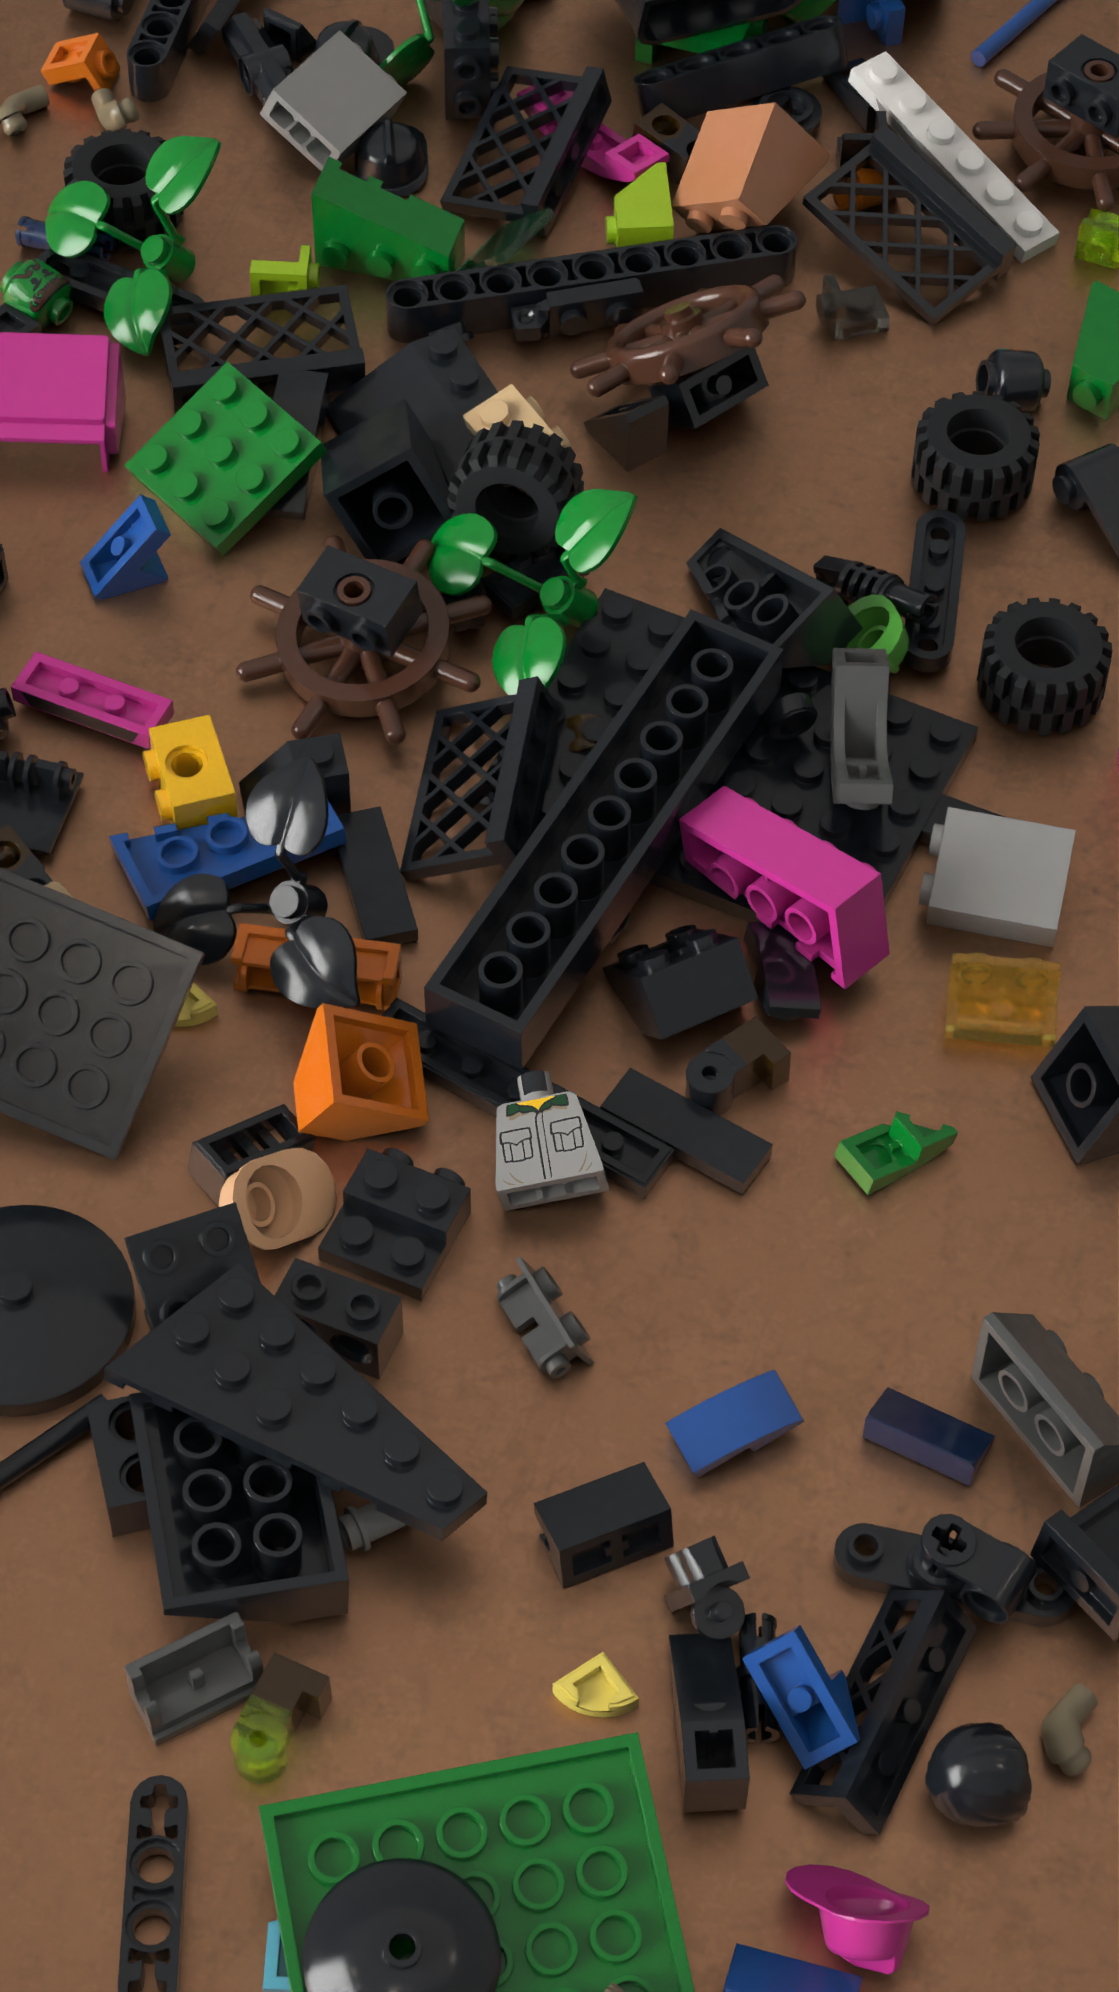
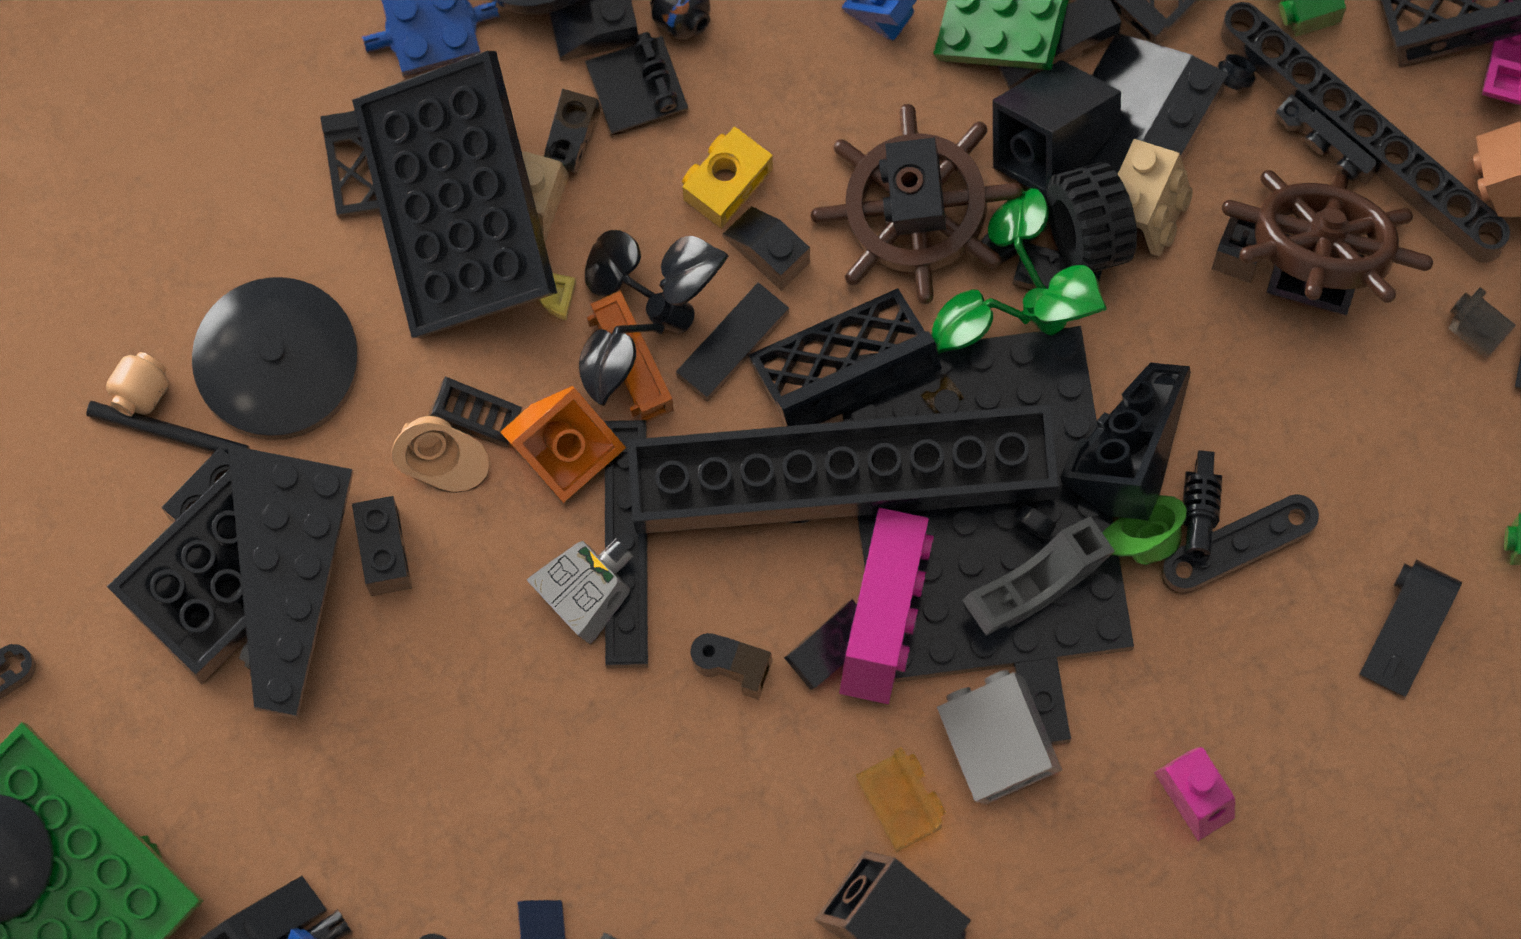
camera: 60 degrees right, 20 degrees up
(91, 699) = (748, 70): dark pink plate -> none
(187, 1257) = (352, 440): black hinge -> none
(194, 1678) = (99, 630): dark grey hinge -> none
(217, 848) = (660, 215): blue wing -> none
(273, 1716) = (106, 686): leg -> none
(397, 1222) = (479, 533): black plate -> none
(508, 240) = (1355, 47): clear green piece -> none
(533, 1299) = (480, 650): dark grey hinge -> none
(596, 1689) = (244, 856): light yellow tile -> none
(604, 1524) = (348, 791): black hinge -> none
(642, 211) = (1454, 122): lime slope -> none
(681, 980) = (776, 586): black slope -> none
(696, 1133) = (669, 661): black tile -> none
(704, 1584) = (335, 878): black hips -> none
(734, 1421) = (468, 824): blue slope -> none
(891, 1151) = (739, 797): green slope -> none
(975, 455) = (1390, 465): black tyre -> none
(1016, 376) = (1485, 479): black head -> none
(1052, 637) = (1225, 627): black tyre -> none

